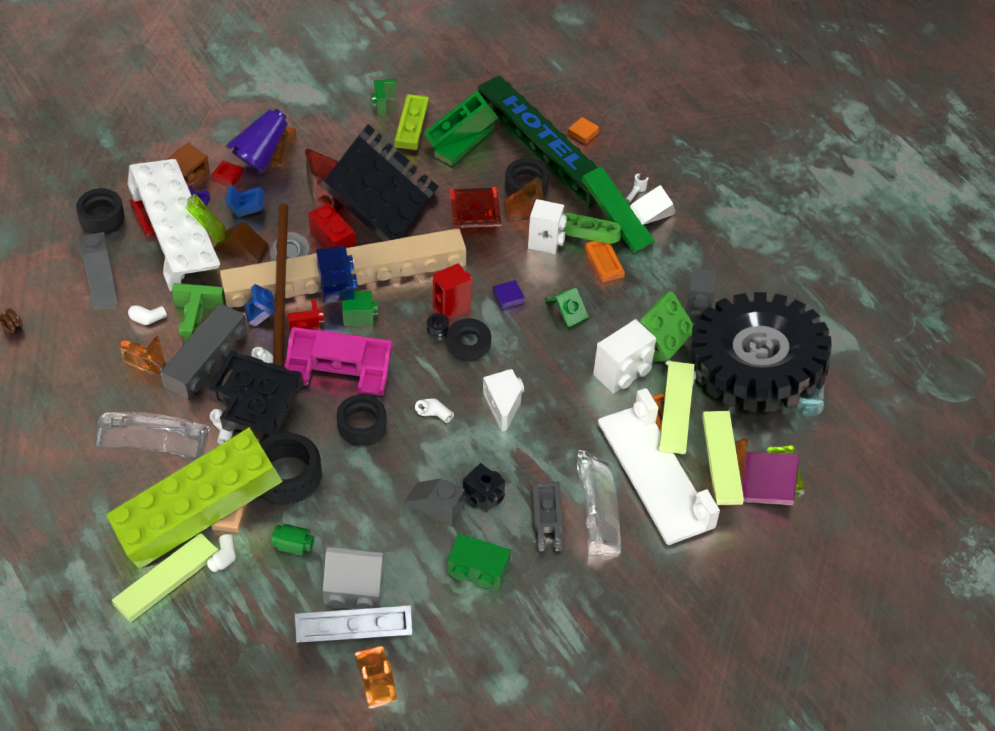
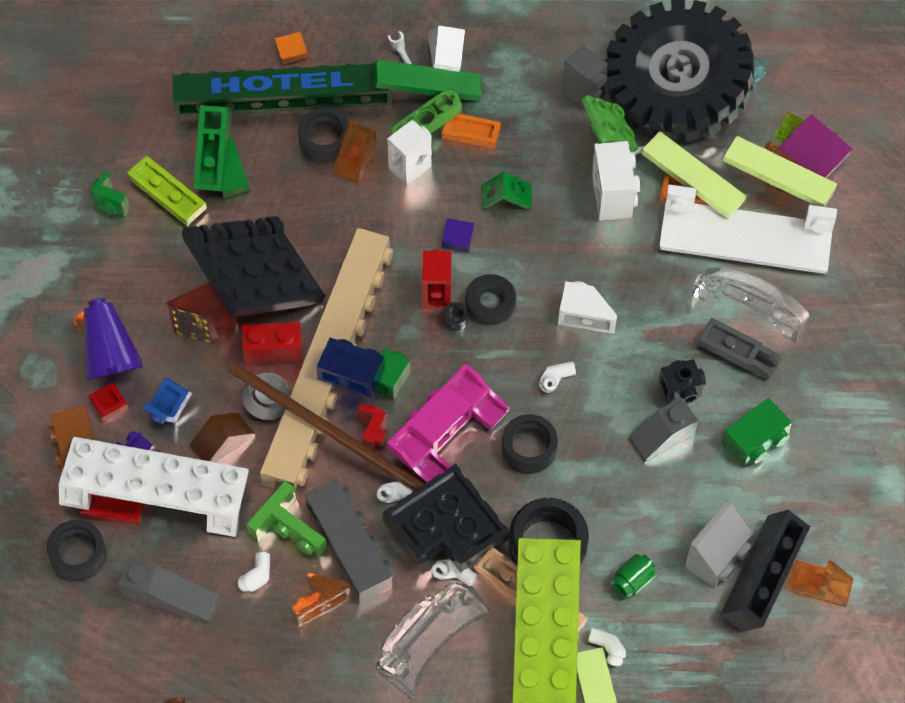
camera: 55 degrees left, 10 degrees up
(206, 218) = (177, 449): clear neon green tile -> none
(260, 306) = (327, 460): blue bracket -> none
(474, 207) = (343, 201): clear red slope -> none

